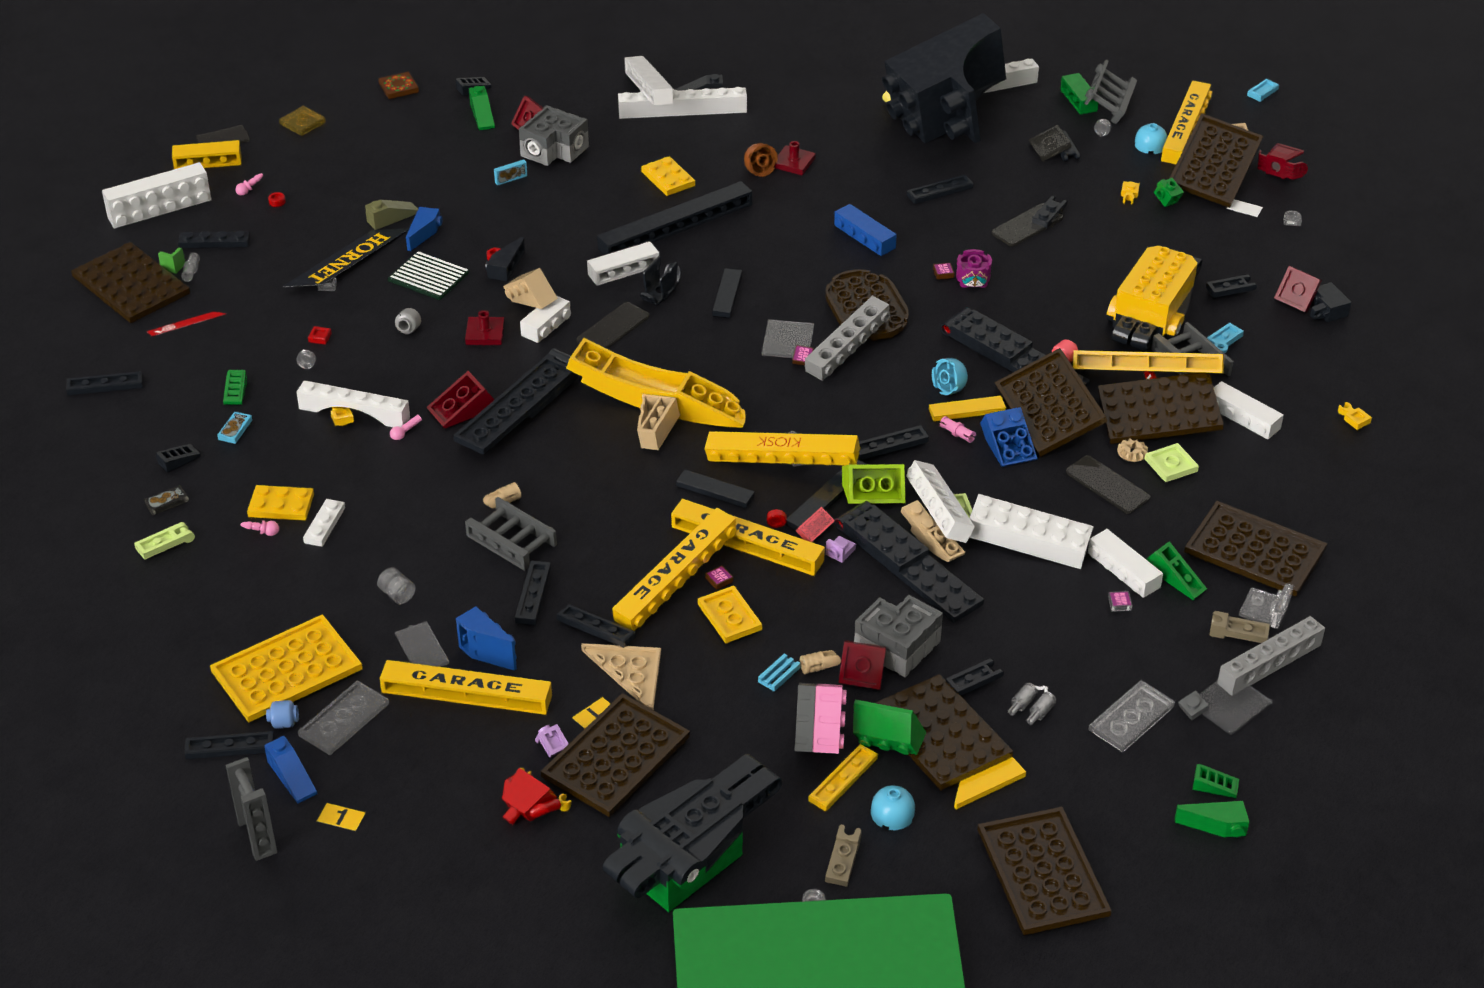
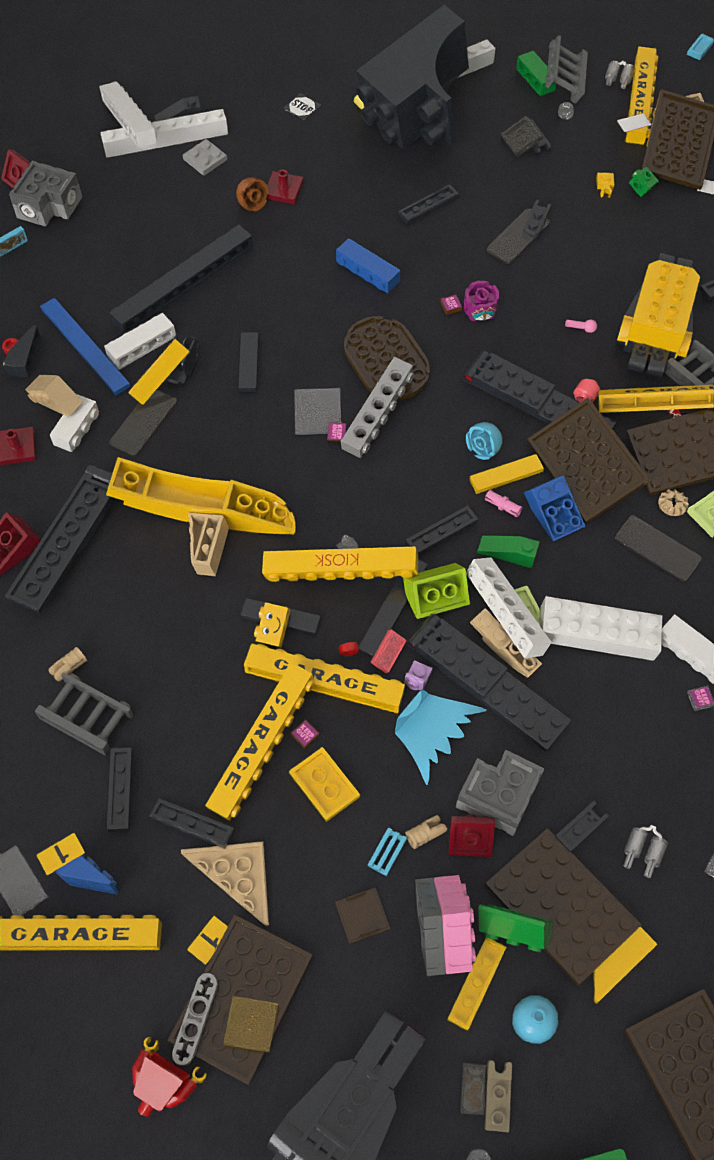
camera: 10 degrees left, 20 degrees up
(471, 614) = (60, 853): none -> yellow sticker
(551, 739) = (172, 992): lavender bracket -> none
(567, 263) = (85, 346): none -> blue tile
(573, 758) = (193, 1018): none -> light grey beam
(621, 766) = (250, 1024): none -> clear yellow plate
(636, 283) = (158, 371): none -> yellow tile
(668, 176) = (165, 223): yellow plate -> none
(706, 486) = (272, 624): none -> yellow brick
(719, 127) = (205, 157): none -> light grey plate
(744, 715) = (362, 915): none -> dark brown piece
(820, 850) = (473, 1089): none -> clear smoke tile
(828, 97) = (302, 106): none -> sticker
(843, 586) = (427, 725): none -> medium azure piece
(958, 464) = (510, 549): none -> green slope
(1083, 303) = (589, 326): none -> bright pink bar
(1150, 138) = (608, 118): medium azure cylinder -> none
(1162, 99) = (626, 75): none -> clear piece
(1167, 142) = (633, 122): none -> white sticker

